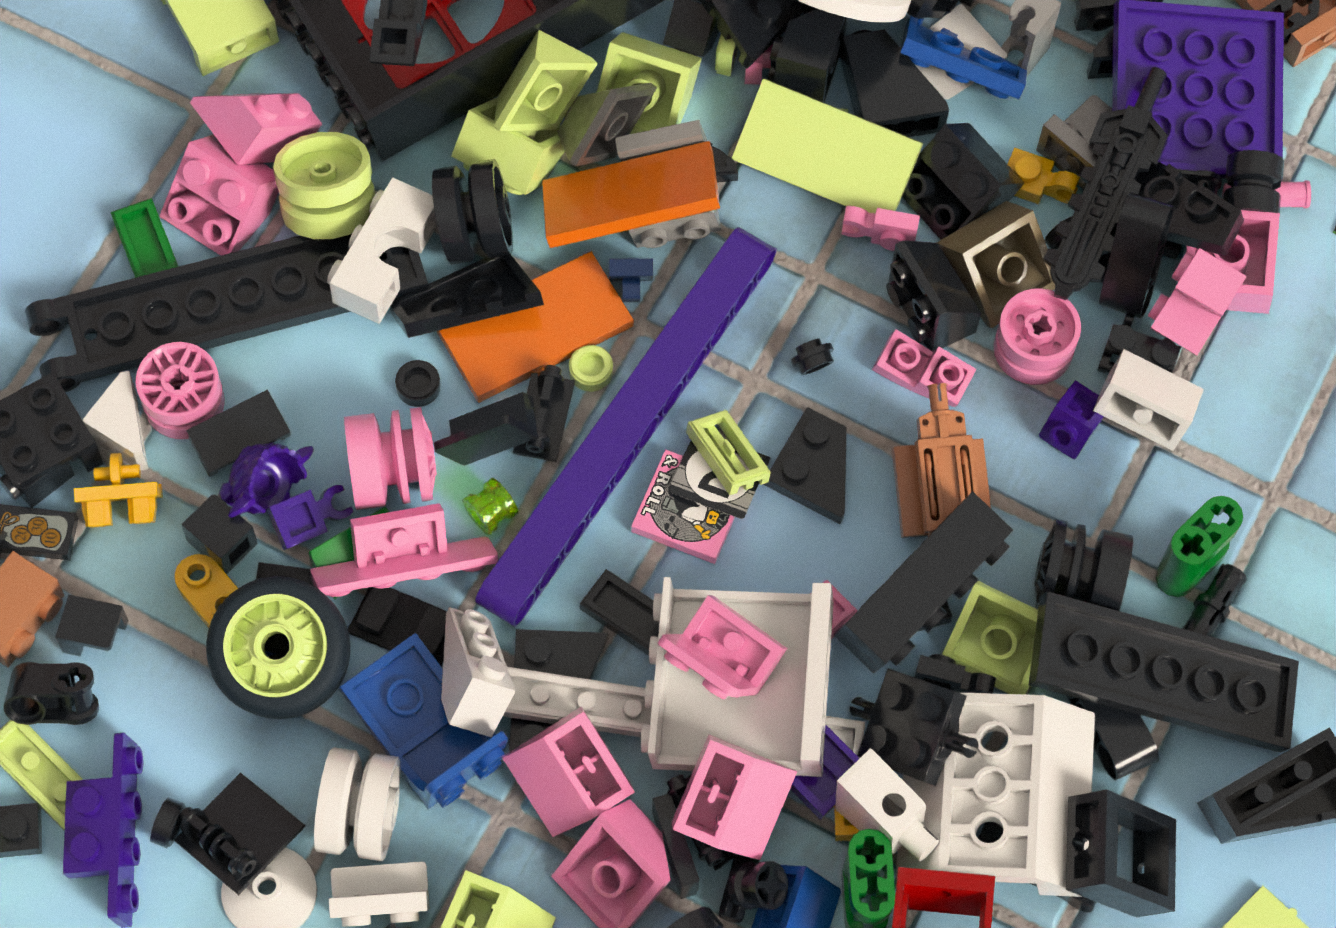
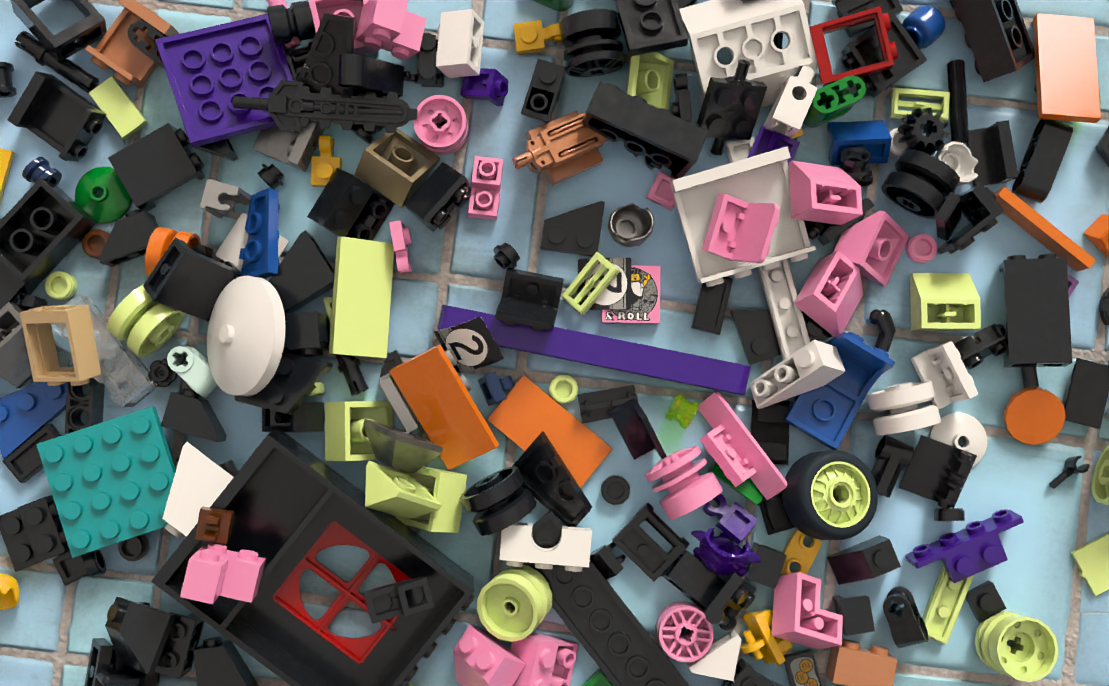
camera: 110 degrees left, 20 degrees up
(128, 537) = (799, 615): none -> bright pink brick
(159, 677) = (864, 560): none -> black slope
(202, 464) = (729, 602): none -> black plate
(288, 772) = (890, 459): none -> black piece
(319, 385) = (643, 548): none -> black plate
(323, 328) = (606, 562): none -> black tile
(489, 847) = (886, 327): none -> black arm
(703, 259) = (470, 345): none -> sticker
(724, 110) = (350, 368): none -> black pin
(733, 359) = (529, 299): none -> black bracket
(791, 534) = (630, 225): none -> flat silver hair
(1035, 486) = (544, 90): none -> black slope
(1044, 103) = (271, 176): none -> black plate
(1129, 509) = (531, 36): none -> yellow plate

